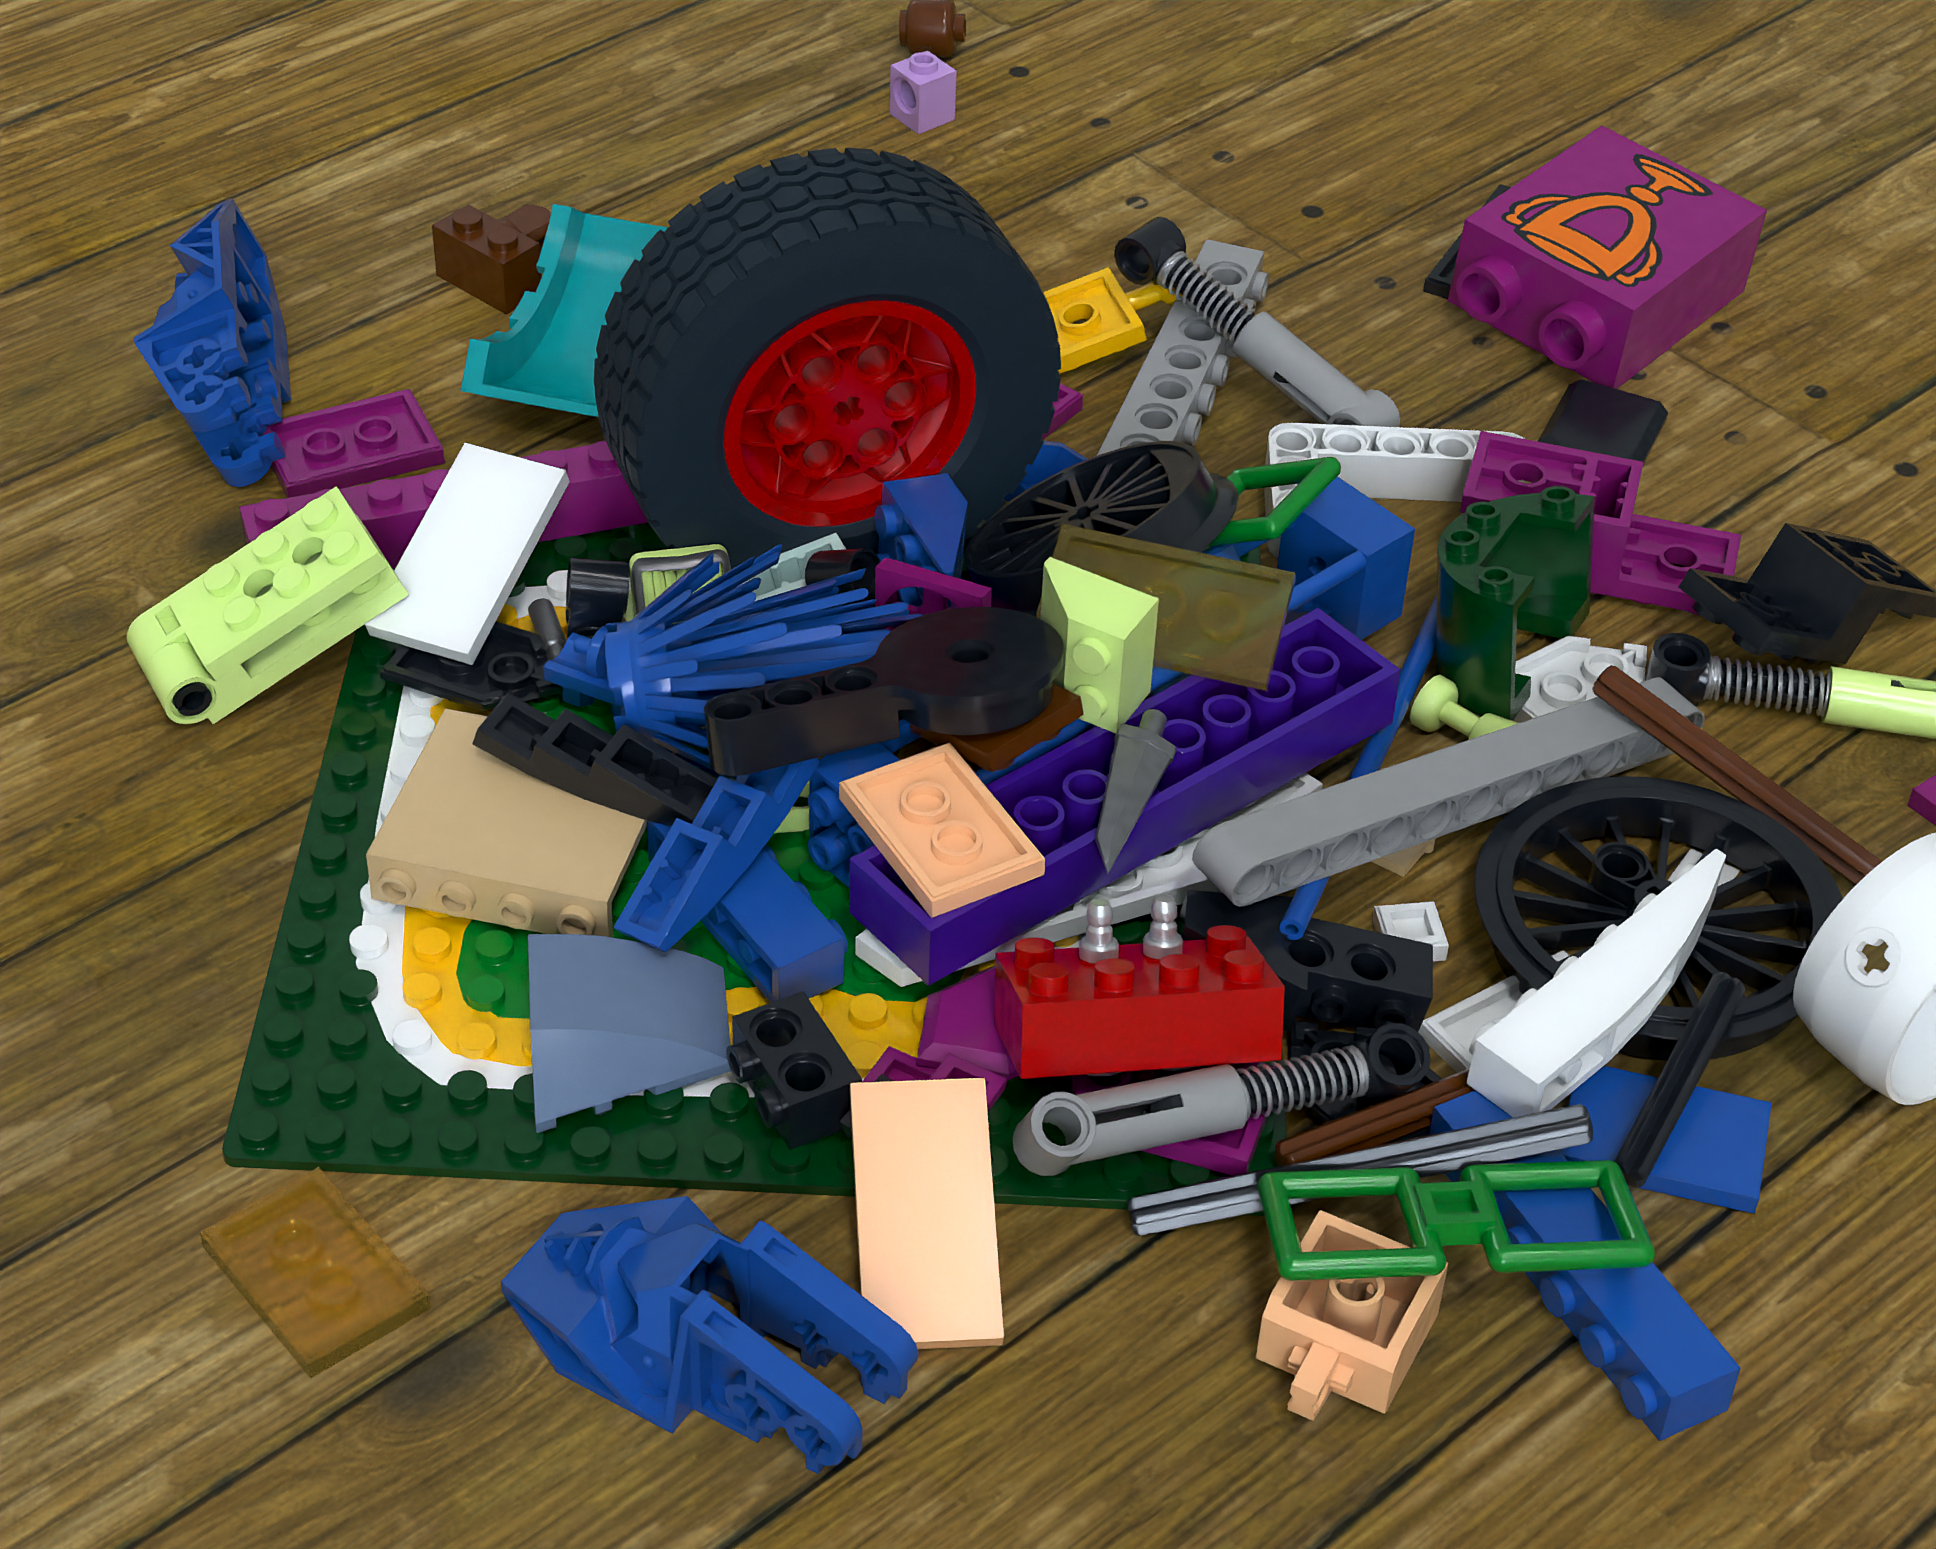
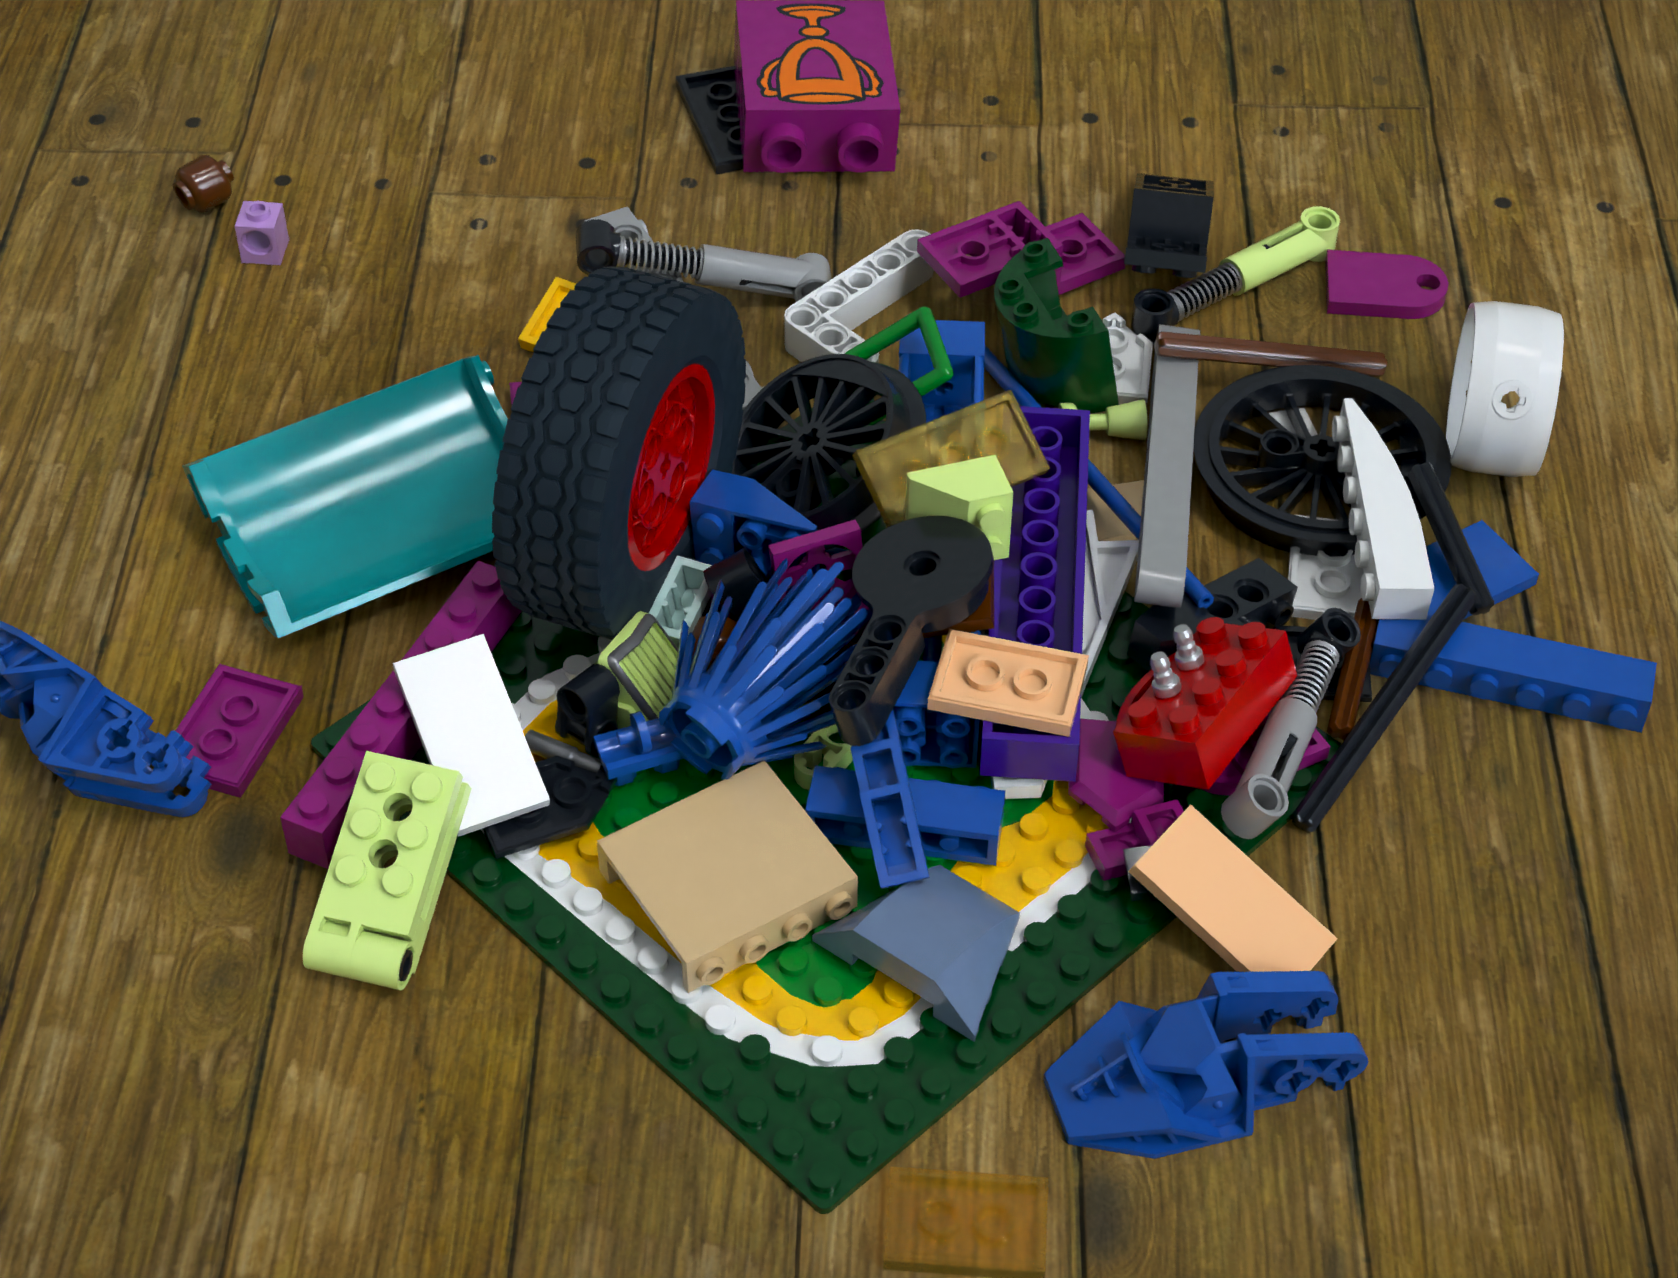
camera: 45 degrees left, 5 degrees up
(490, 255) = (146, 532): reddish brown brick -> none
(609, 770) = (760, 797): black slope -> none
(792, 1069) = (1068, 886): black brick -> none
(1134, 773) = (1054, 568): flat silver bar -> none
(1347, 1332) = (1474, 784): light nougat hinge -> none
(1413, 922) = (1214, 560): white tile -> none
(1453, 1215) = (1471, 694): green bar -> none
(1605, 421) = (923, 197): black tile -> none

